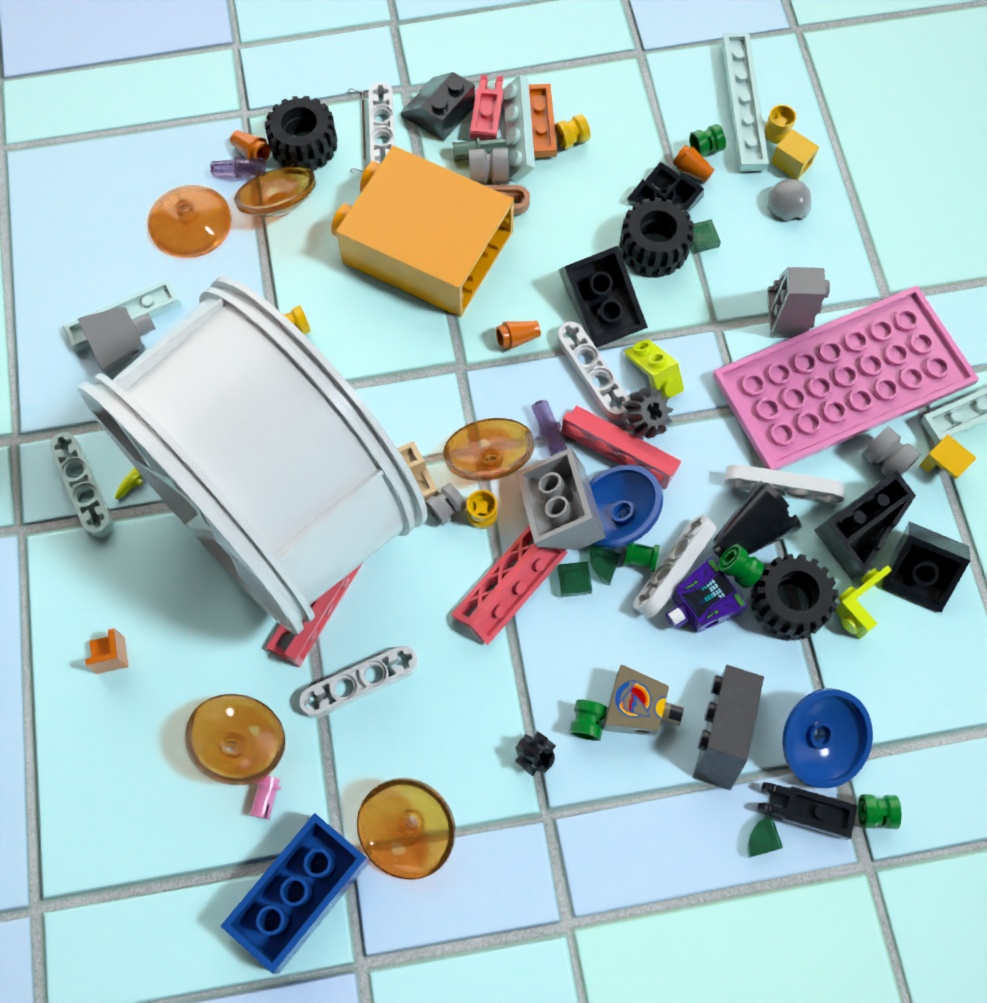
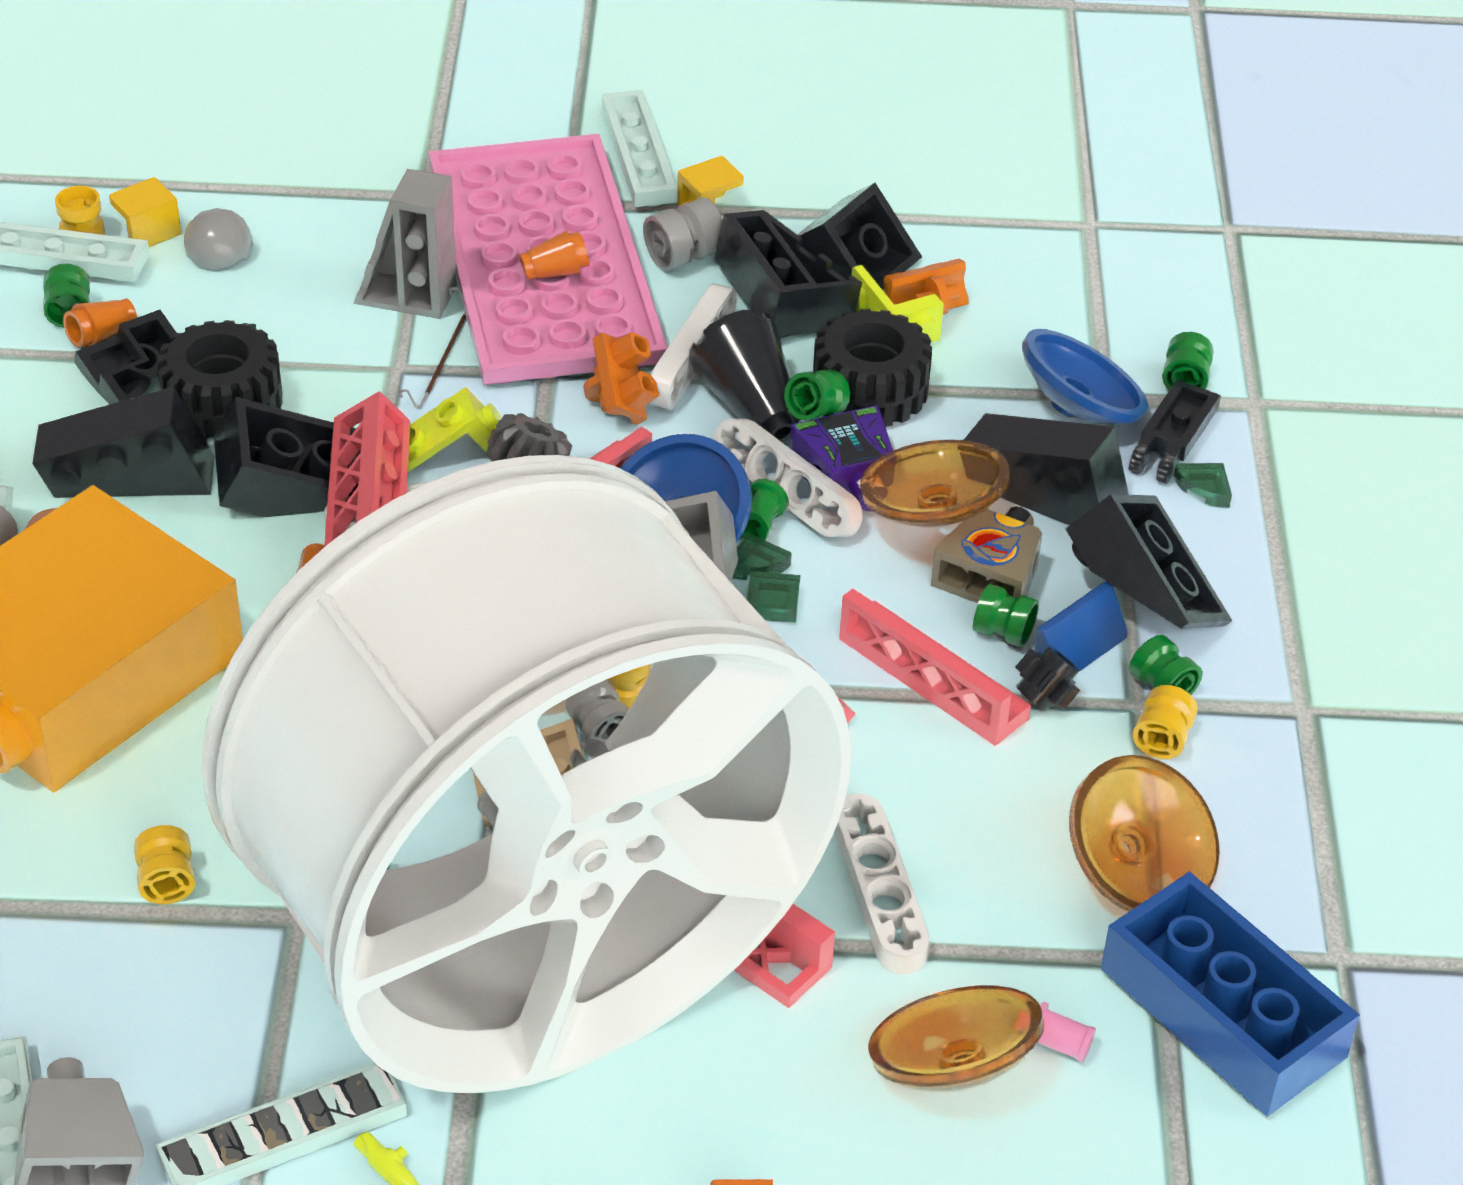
camera: 80 degrees left, 25 degrees down
(519, 833) = (1165, 722): none -> yellow wheel
(535, 683) = (930, 669): none -> coral fence
(565, 828) = (1159, 663): none -> green wheel
(581, 210) = (126, 450): none -> black wedge
(586, 770) = (1085, 627): none -> blue slope
(590, 335) = (379, 467): none -> coral fence
(644, 806) = (1144, 556): none -> black slope
(681, 641) = (935, 482): none -> clear orange dish
(724, 348) = (443, 359): none -> reddish brown piece
(729, 448) = (617, 380): none -> orange hips
(827, 383) = (556, 257): none -> orange cone
(894, 620) = (942, 279): none -> orange hips

